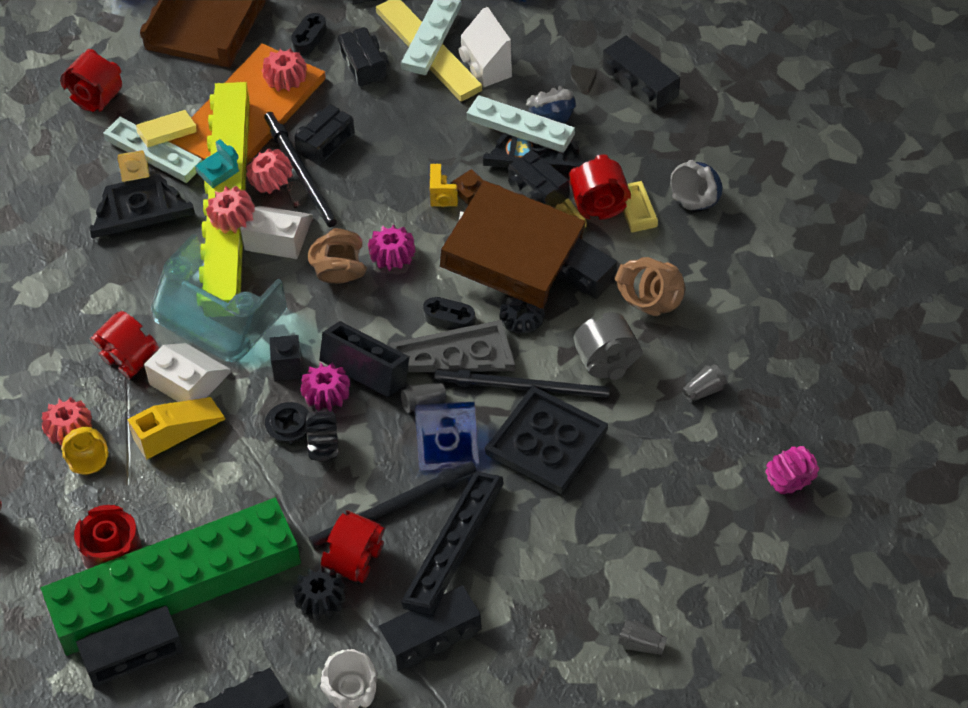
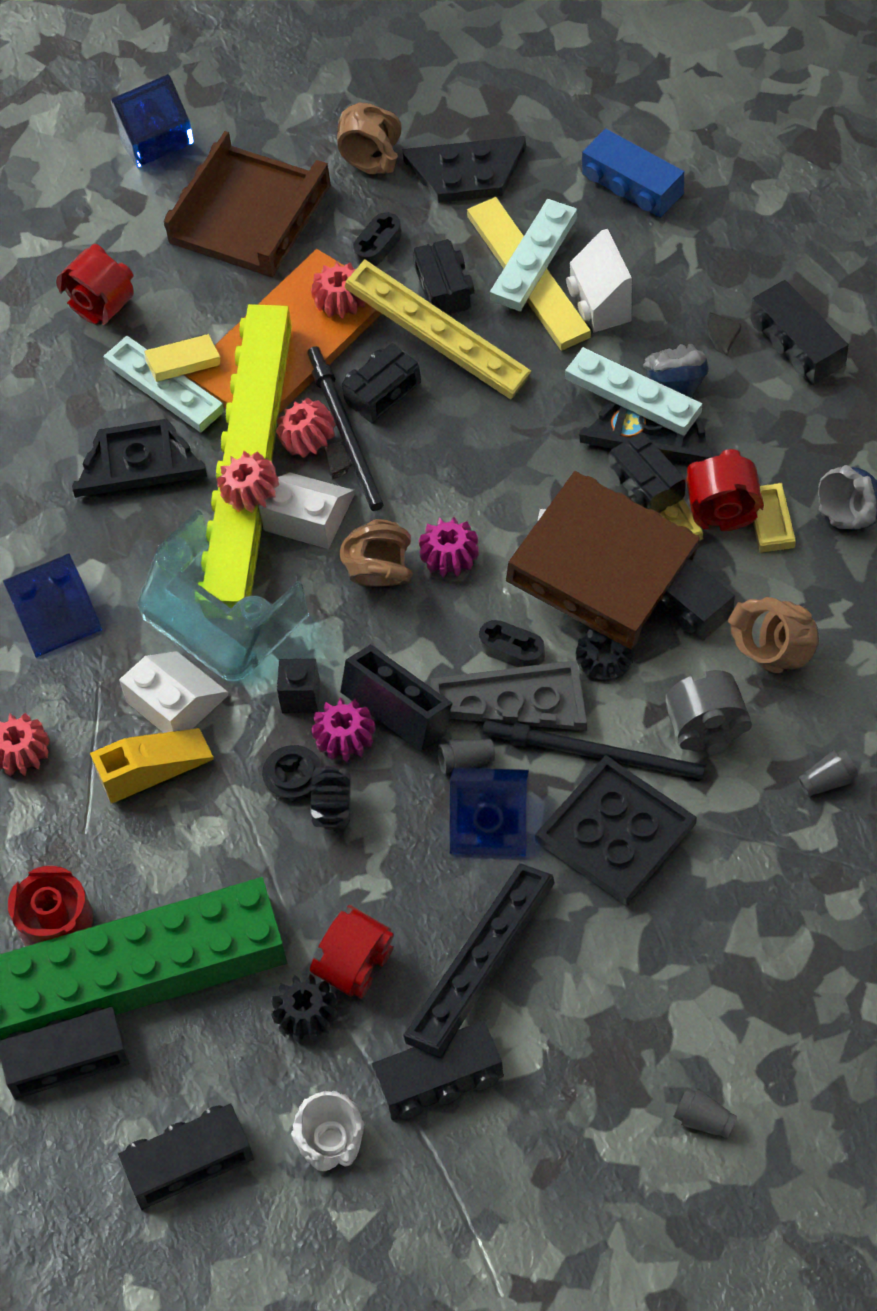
camera: 10 degrees right, 5 degrees up
(79, 314) = (52, 605): none -> clear blue slope
(85, 450) = (35, 786): yellow hair -> none
(124, 344) = (98, 648): red brick -> none
(133, 165) = (135, 406): yellow bracket -> none
(219, 165) = (241, 418): teal bracket -> none
(364, 91) = (437, 329): none -> light yellow tile
(440, 192) = (519, 475): yellow bracket -> none
(444, 480) = (481, 870): black bar -> none
(468, 185) = (556, 469): reddish brown plate -> none

